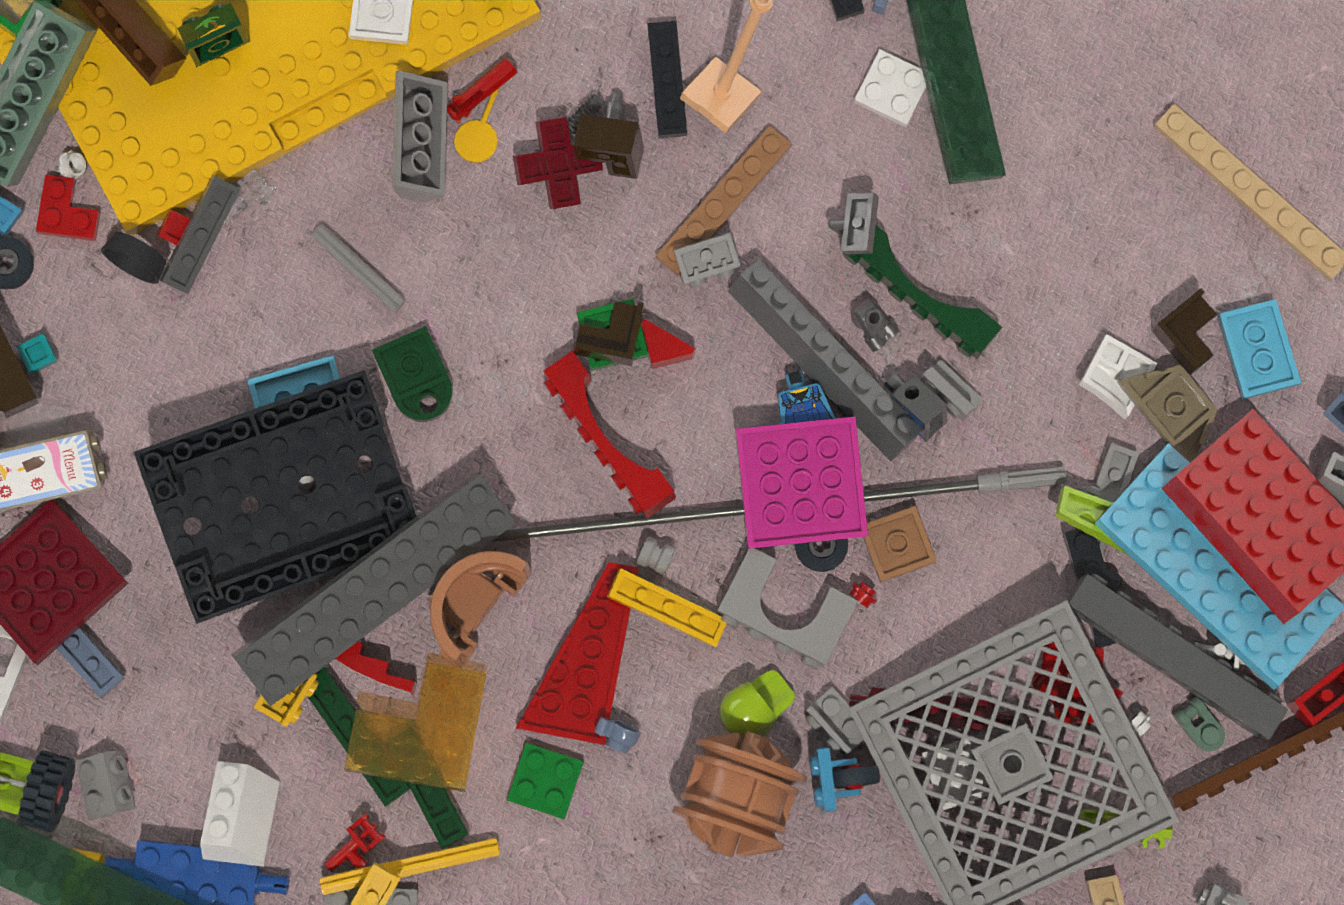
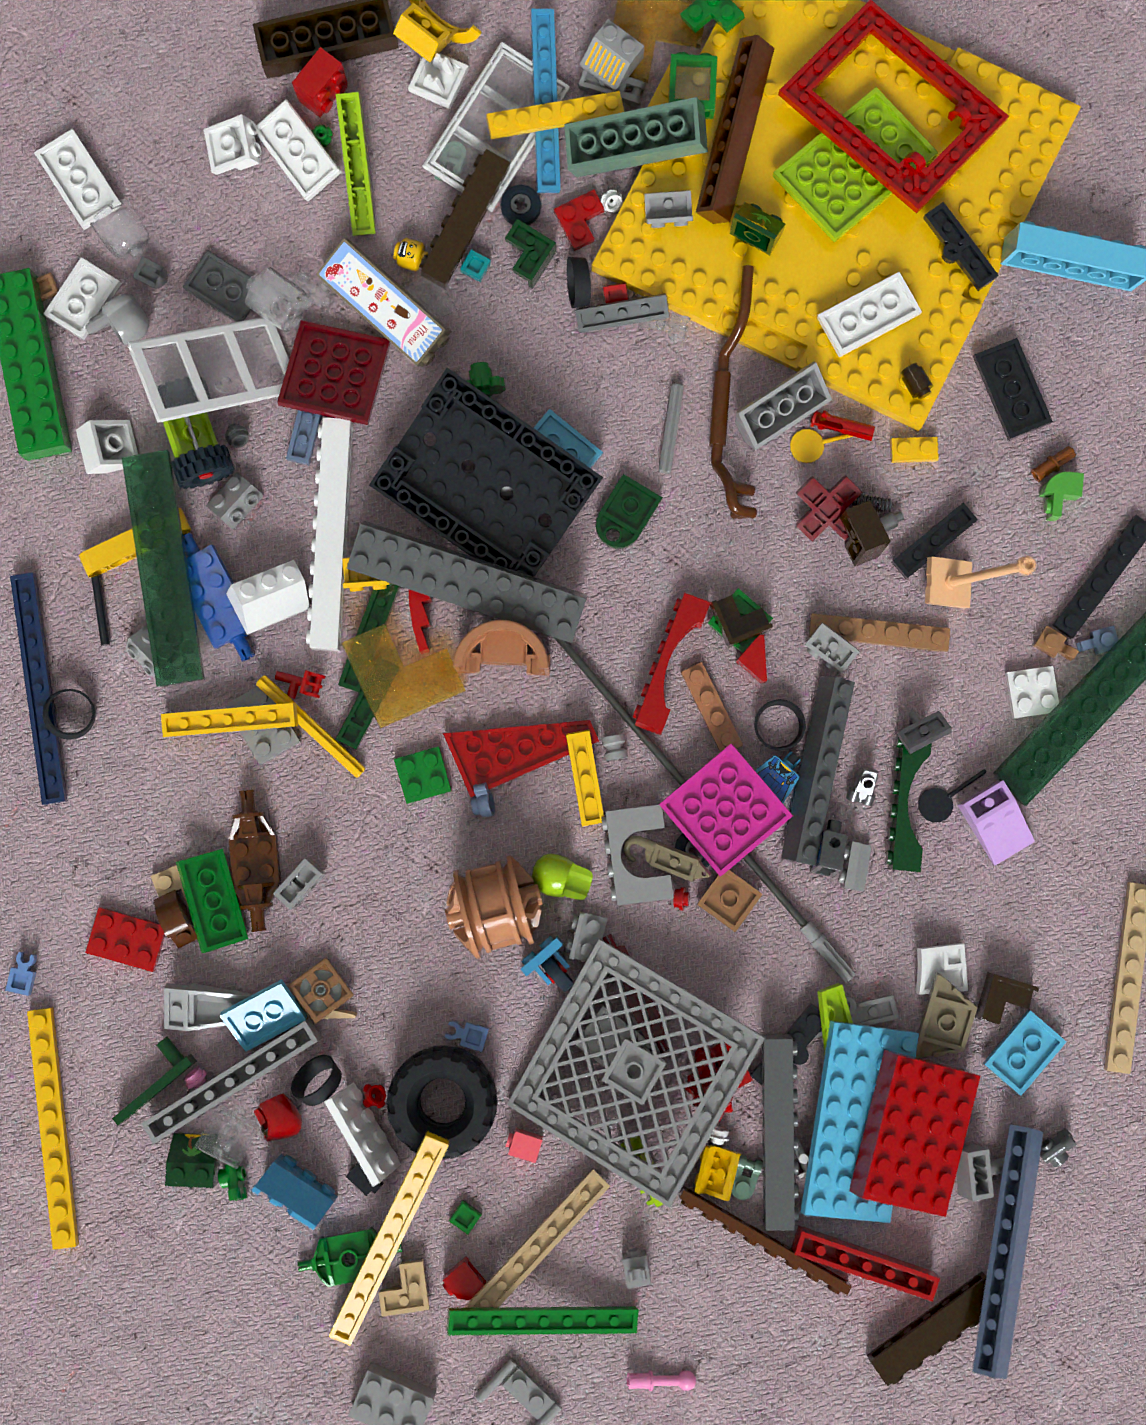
camera: 60 degrees right, 5 degrees up
(36, 734) = (237, 435): none -> dark grey plate
(66, 277) = (536, 250): none -> dark green panel
(125, 111) = (668, 208): none -> light grey bracket
(163, 426) = (482, 378): none -> green plant
(218, 704) = (331, 534): none -> white brick
(372, 201) = (720, 405): none -> reddish brown piece
(557, 35) = (914, 449): none -> yellow plate
(682, 426) = (711, 707): none -> nougat plate
(757, 341) = (801, 719): none -> black tyre
(812, 578) = (668, 859): none -> dark tan plate
(856, 34) = (1052, 642): none -> medium nougat plate
(942, 263) = (937, 804): none -> black piece
(1002, 214) = (997, 821): none -> lavender slope
(1176, 751) = (717, 1172): none -> yellow bracket

